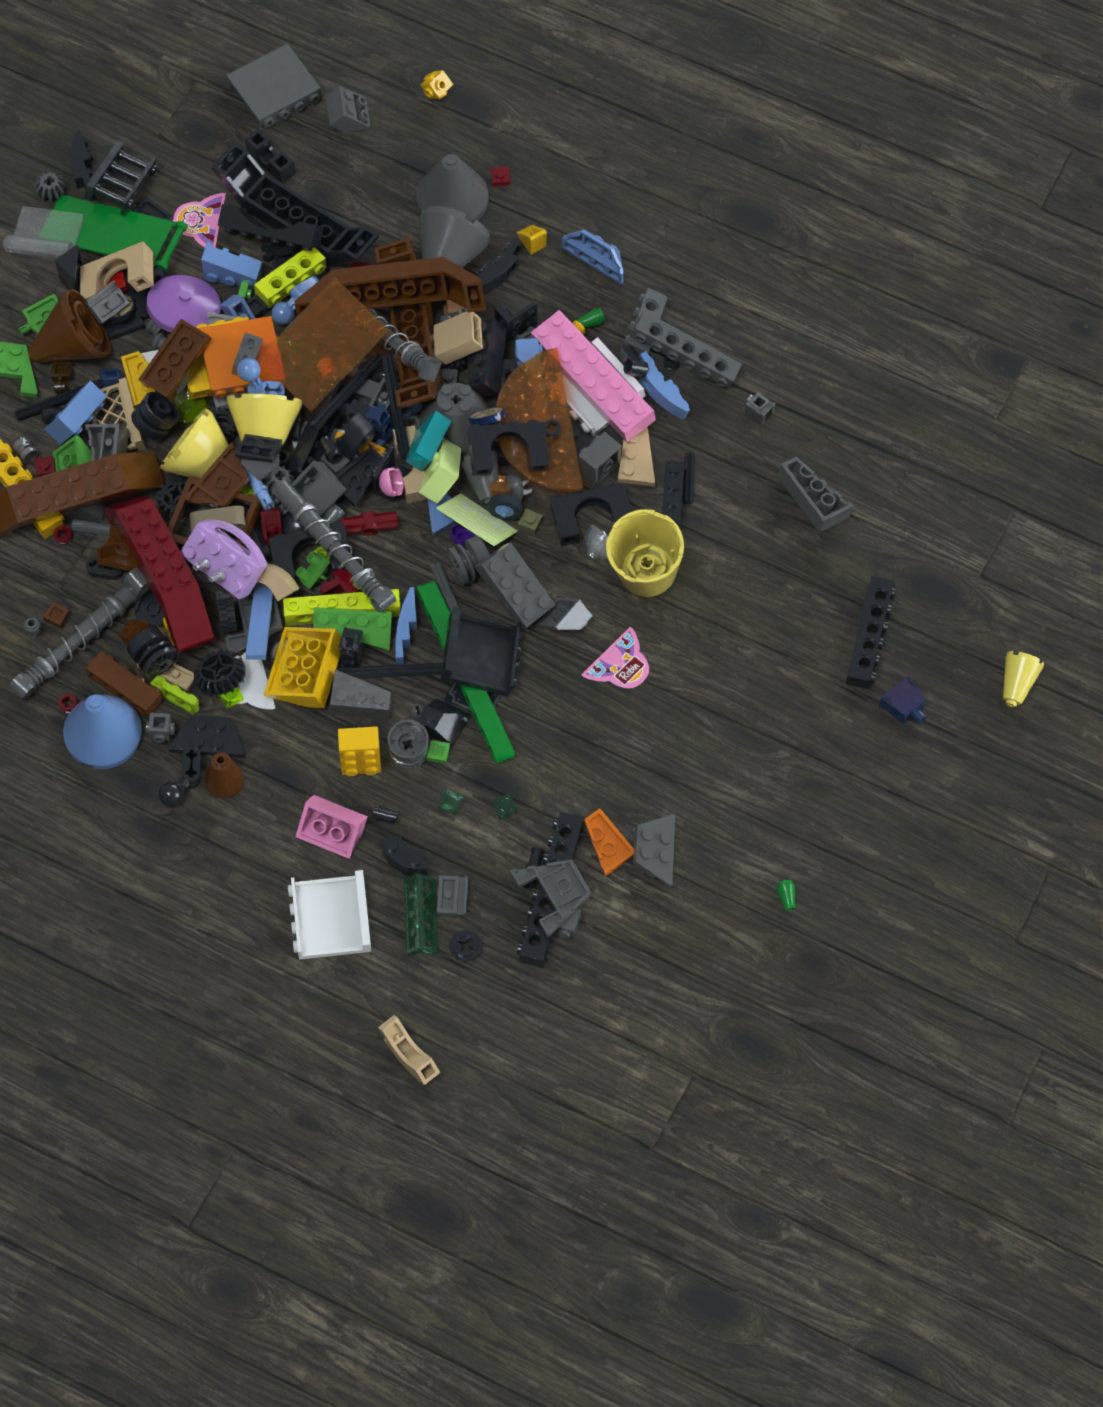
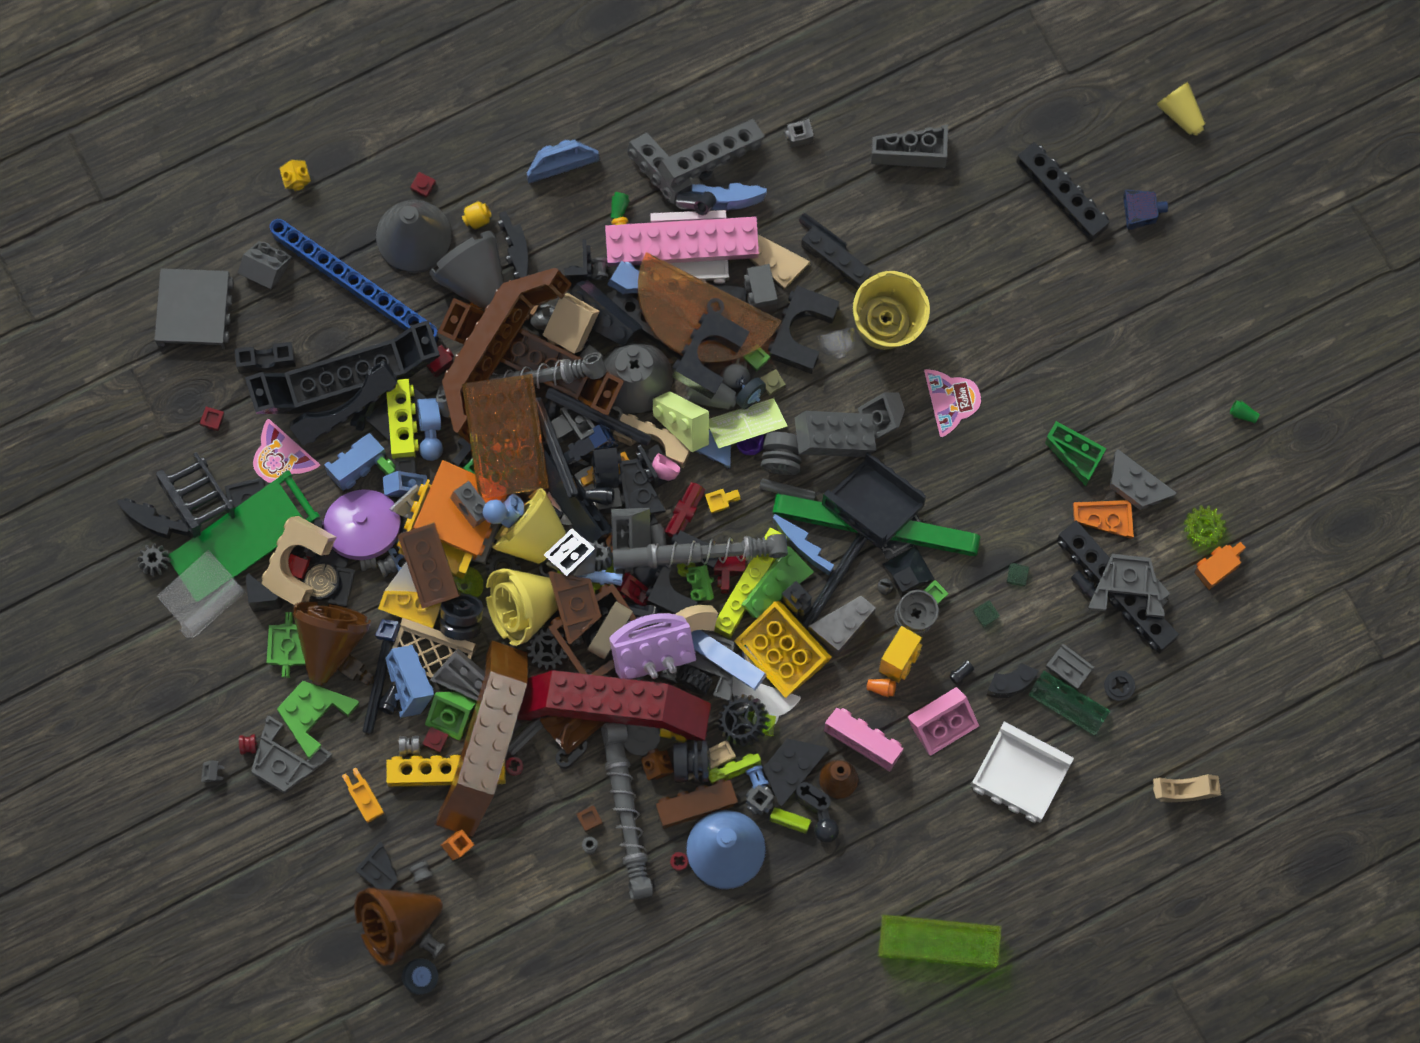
camera: 55 degrees left, 10 degrees up
(106, 302) = (318, 586): dark grey plate -> none
(134, 939) = (939, 941): none -> clear neon green brick
(162, 763) = (790, 820): none -> lime slope
(180, 715) = (752, 773): none -> medium blue bush
(194, 154) = (212, 418): none -> dark red plate
(270, 772) = (863, 739): none -> bright pink slope
(328, 764) = (884, 687): none -> orange cone
(381, 154) = (344, 278): none -> blue beam
(398, 543) = (719, 500): none -> yellow plate
(427, 440) = (651, 413): teal slope -> none
(487, 415) = (670, 349): clear blue tile -> none
(500, 487) = (737, 385): clear orange tile -> none
(503, 226) = (476, 215): none -> yellow head
(533, 238) = (504, 199): yellow slope -> none
(540, 496) = (757, 358): none -> bright green plate
(633, 958) = (1219, 565): none -> orange hinge
(645, 783) = (1075, 451): none -> green wedge
(668, 924) = (1211, 530): none -> clear neon green gear

